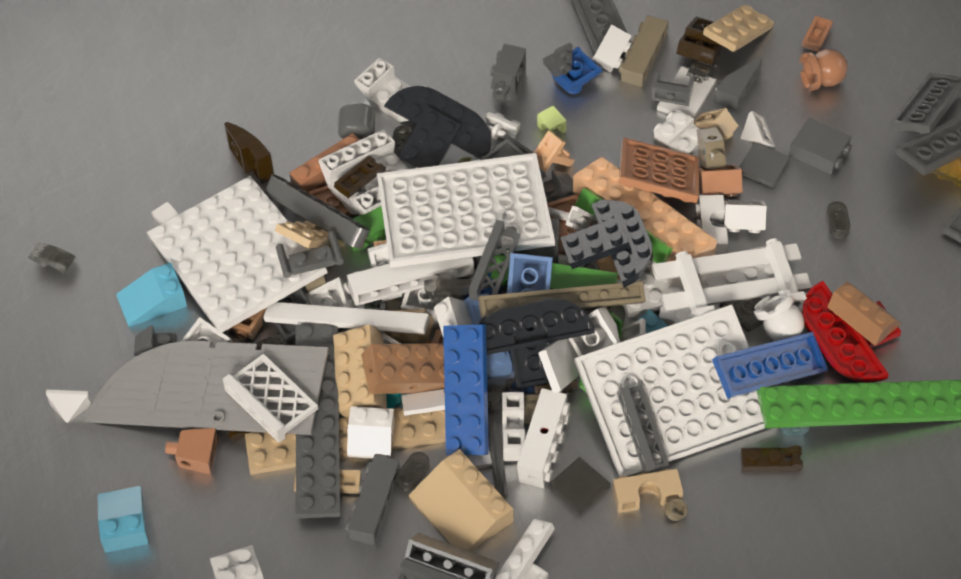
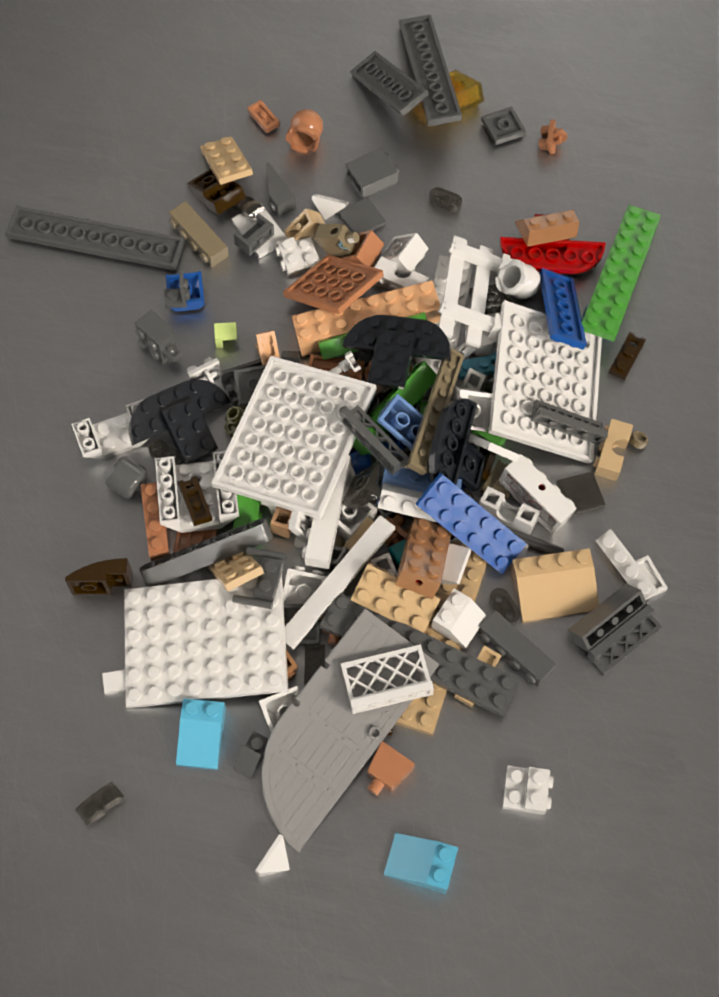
camera: 65 degrees left, 10 degrees up
(611, 48) = (184, 253): white brick -> none

